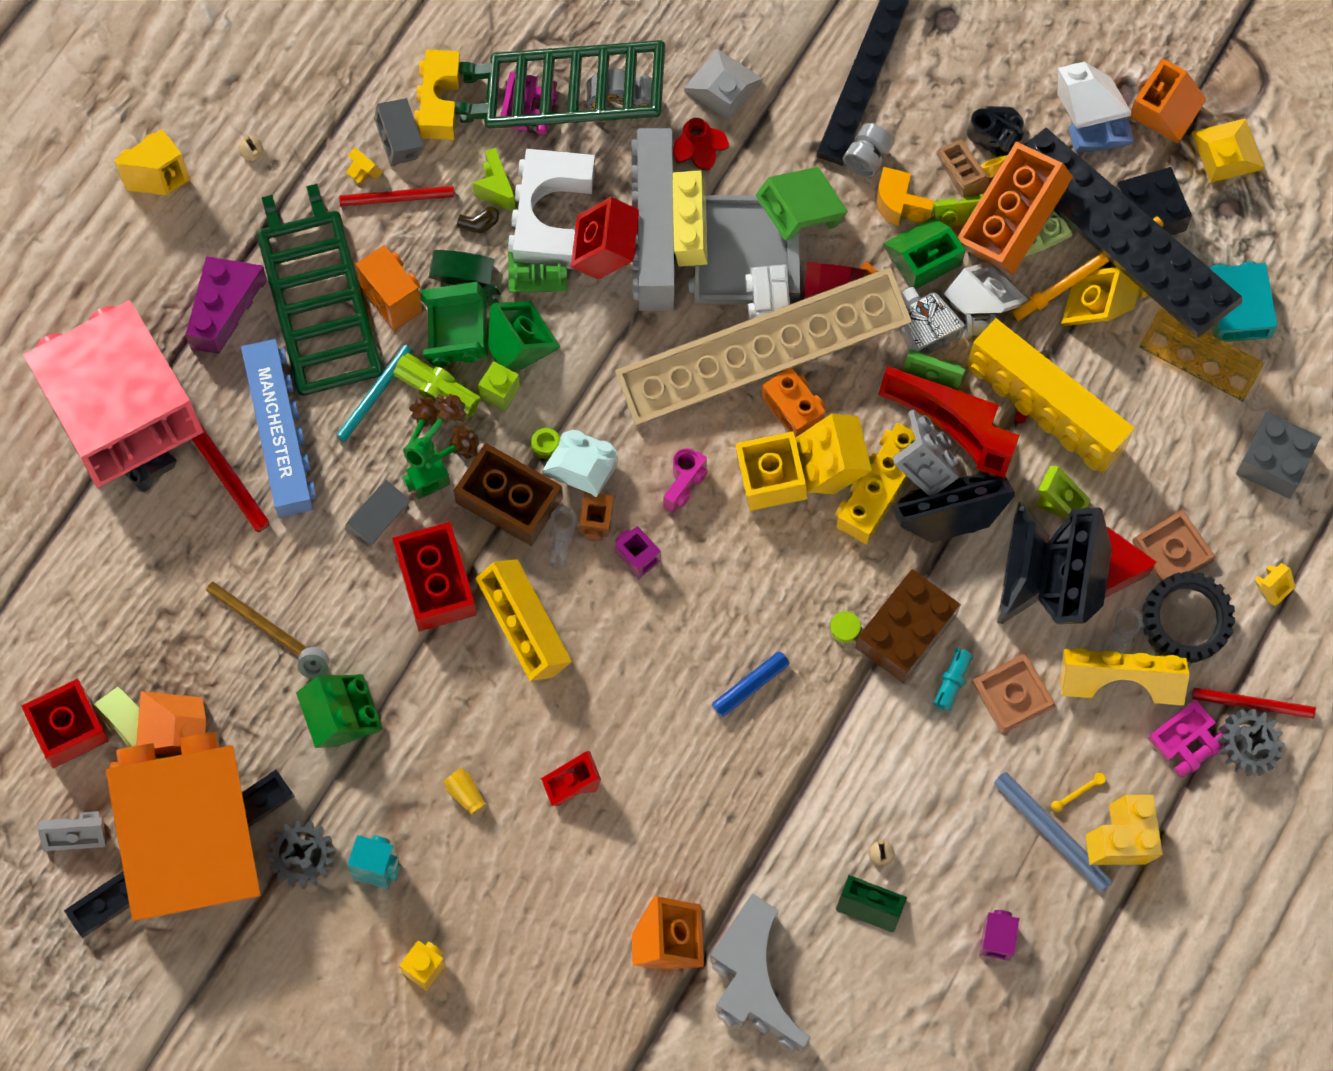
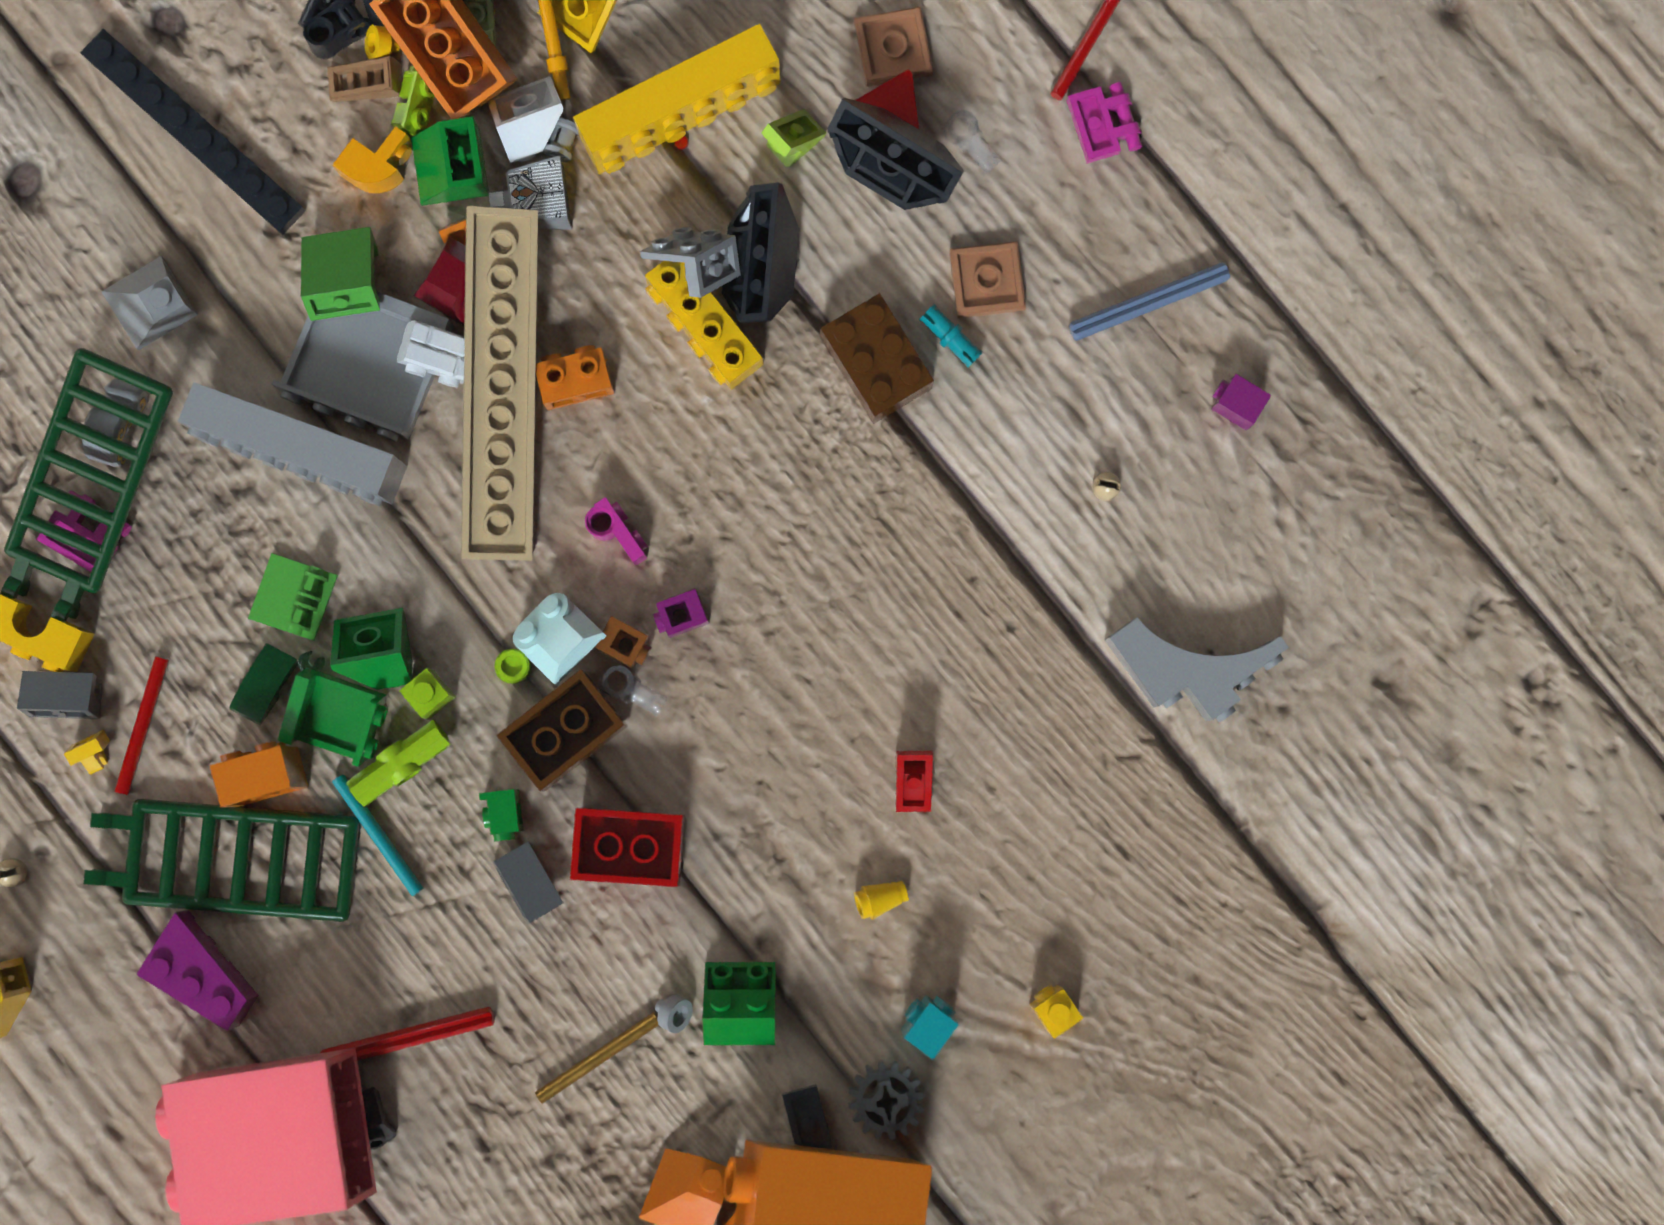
camera: 75 degrees left, 15 degrees up
(277, 428) = (378, 960): medium blue brick -> none
(428, 411) = (481, 812): reddish brown plant -> none
(479, 223) = (214, 640): dark brown arm -> none
(495, 186) = (179, 607): lime slope -> none
(523, 620) = (714, 767): yellow brick -> none
(543, 174) = (183, 550): white arch -> none
(605, 238) = (301, 510): red brick -> none
(669, 935) = (1119, 740): orange slope -> none
(689, 218) = (312, 405): light yellow brick -> none
(699, 148) = (220, 357): red plate -> none
(750, 684) = (874, 549): blue axle -> none
(771, 471) = (646, 433): yellow brick -> none
(833, 454) = (656, 358): yellow brick -> none
(845, 627) = (848, 425): lime tile -> none
(868, 150) = (298, 168): light grey wheel -> none
(871, 903) = (1155, 517): dark green slope -> none
(934, 370) = (597, 215): bright green hinge -> none
(958, 414) = (661, 203): red arch -> none
(1023, 564) = (852, 208): black wedge -> none
(1087, 671) = (1000, 190): yellow arch -> none
(1098, 780) = (1110, 232): yellow hinge -> none
(1130, 838) = (1190, 222): yellow brick -> none
(1209, 589) = (999, 33): black tyre -> none
(1239, 743) = (1134, 60): dark grey gear -> none

